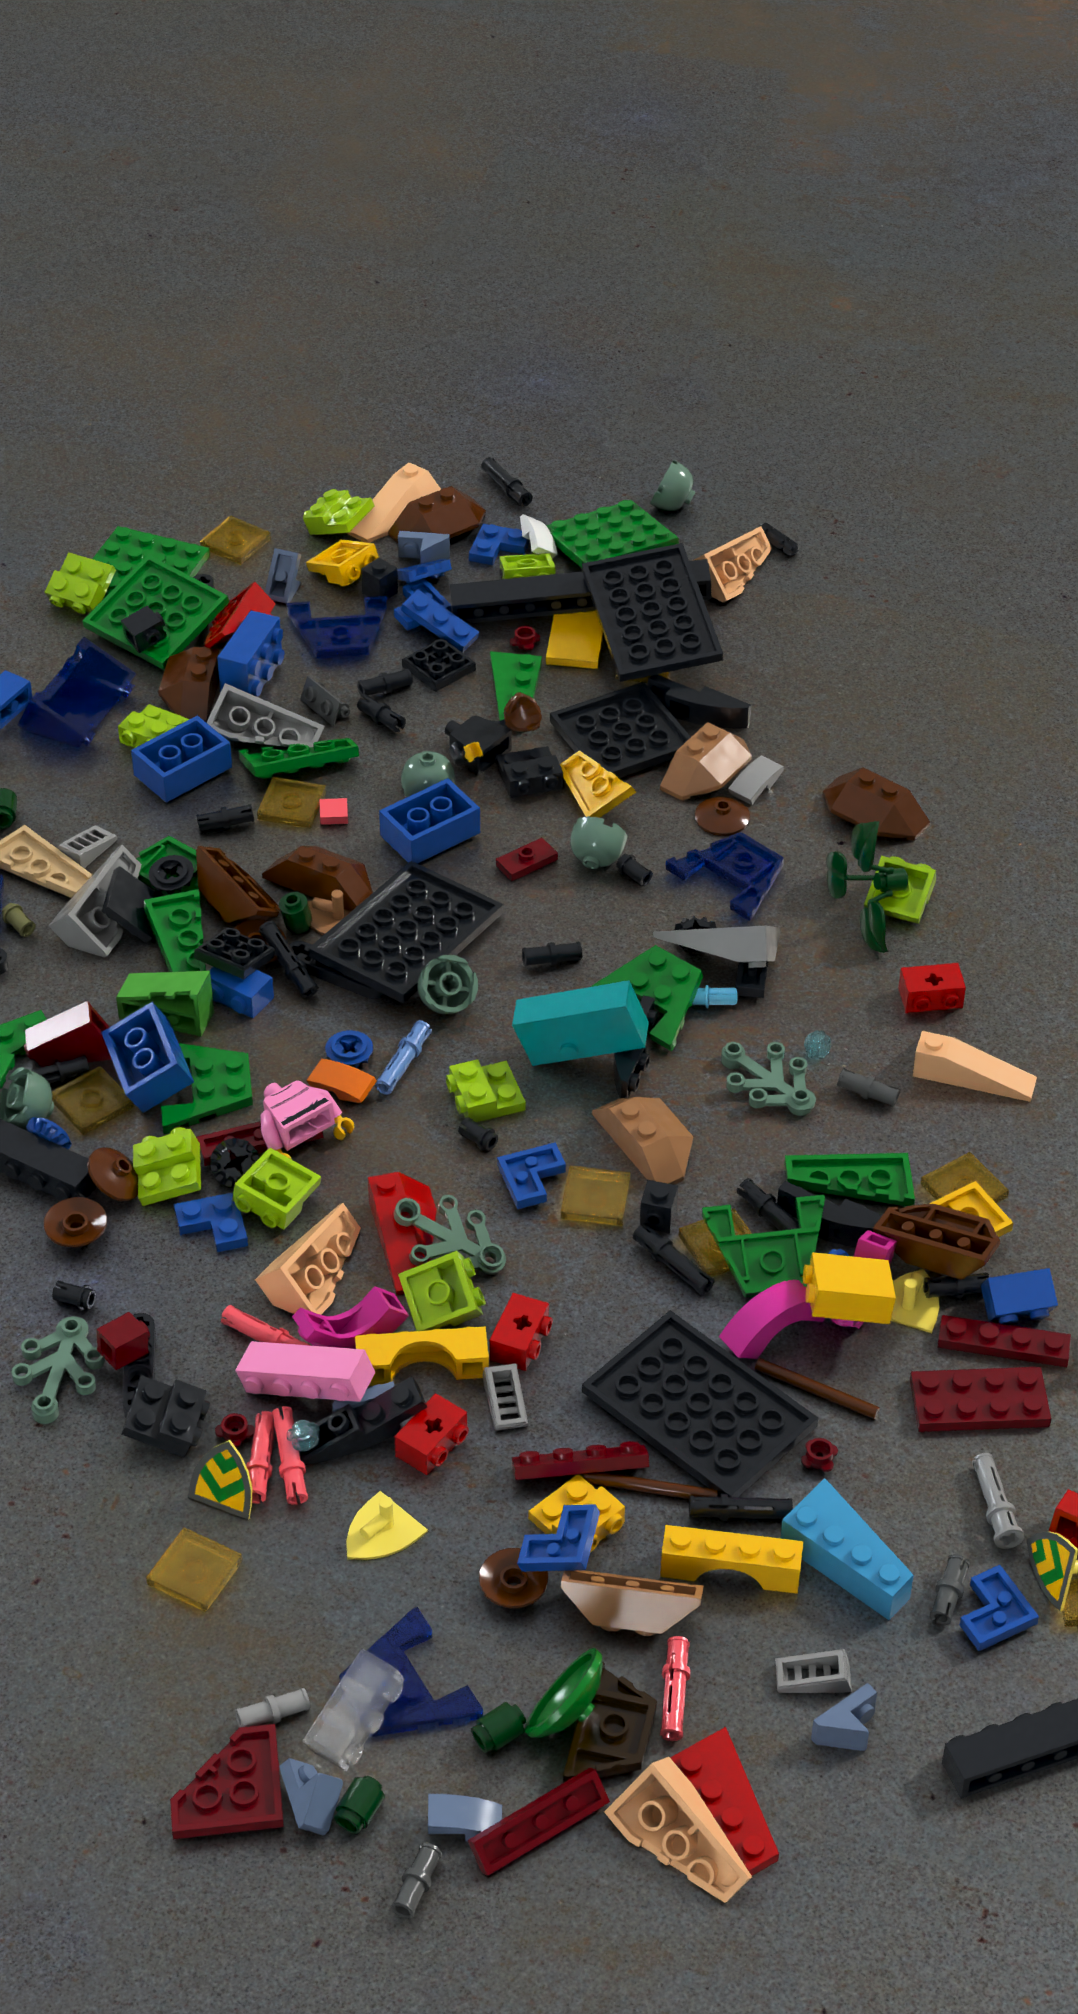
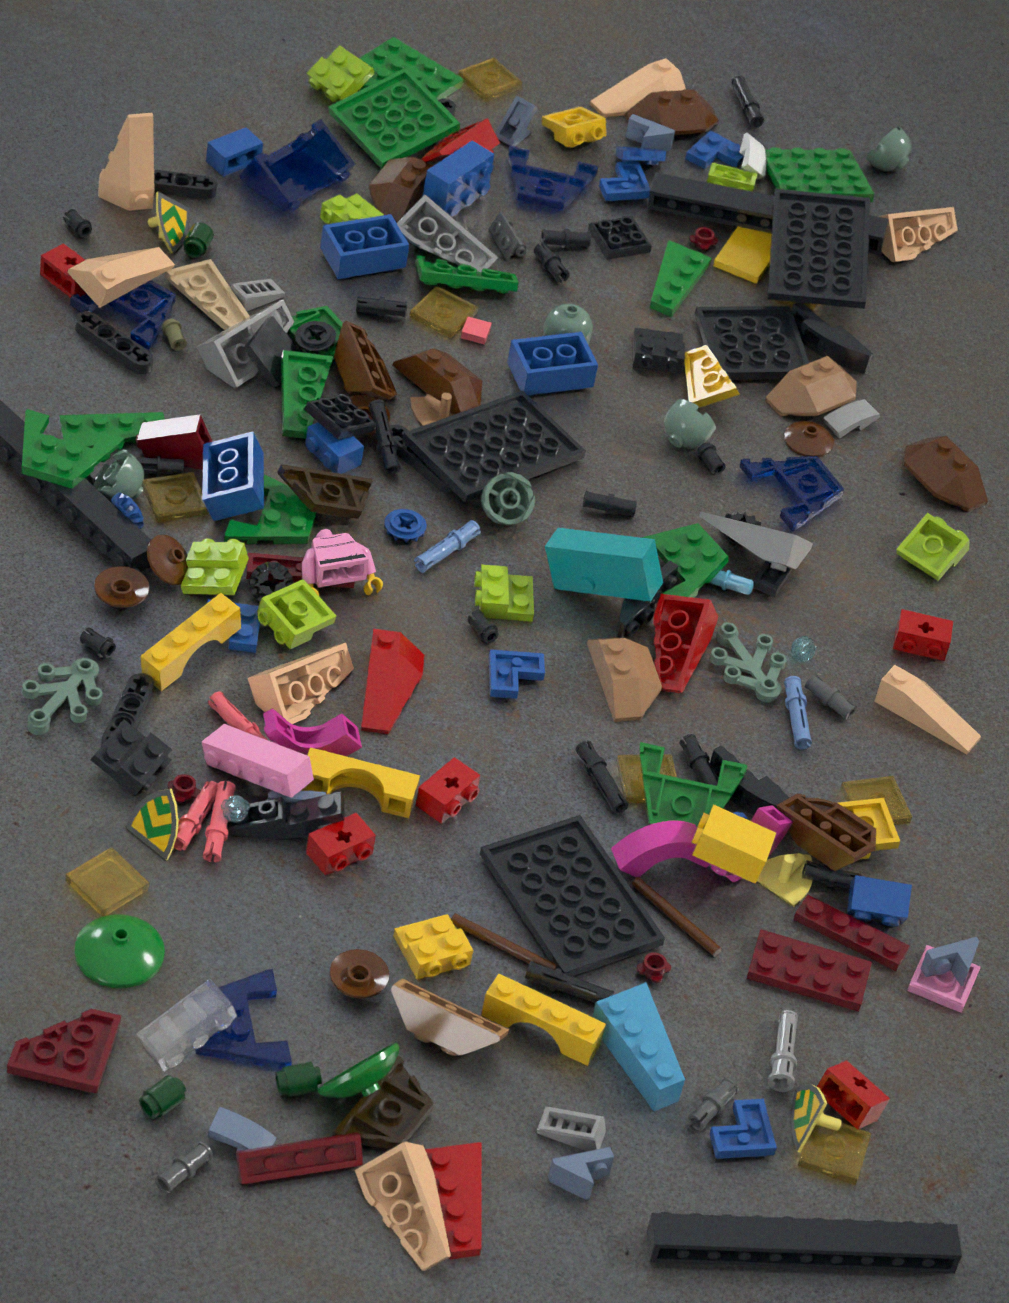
camera: 10 degrees right, 0 degrees up
(123, 1340) = (120, 688): dark red brick -> none
(143, 628) = (376, 128): black brick -> none
(161, 1282) = (168, 657): none -> yellow arch
(179, 995) = (280, 436): bright green wedge -> none
(240, 1660) = (116, 960): none -> green dish
(253, 1039) = (327, 491): none -> dark brown wing
(273, 1709) = (125, 1004): light grey pin -> none
(295, 912) = (406, 401): dark green brick -> none
(311, 1795) = (127, 1077): sand blue slope -> none
(336, 512) = (585, 82): lime plate -> none
(343, 1080) = (389, 548): orange slope -> none
(379, 579) = (598, 150): black brick -> none
(381, 1530) = (270, 903): light yellow shield -> none
(440, 620) = (635, 201): blue plate -> none
(442, 1292) = (397, 738): lime plate -> none
(453, 1238) = (423, 700): sand green plant -> none
(480, 740) = (627, 310): black torso -> none
(501, 1374) = (418, 818): light grey slope -> none
(526, 859) = (623, 421): dark red plate -> none
(567, 1548) = (408, 963): blue plate -> none
(569, 1462) = (463, 907): dark red plate -> none
(595, 1195) = (560, 707): clear yellow tile -> none
(659, 1205) = (608, 731): black brick -> none
(675, 1675) = (458, 1091): coral pin -> none
(689, 1076) = (681, 637): none -> red wedge
(780, 540) = (966, 224): black axle -> none
(837, 1107) = (796, 705): none -> medium blue pin
(861, 1176) = (787, 763): green wing -> none
(886, 880) = (921, 534): dark green plant -> none

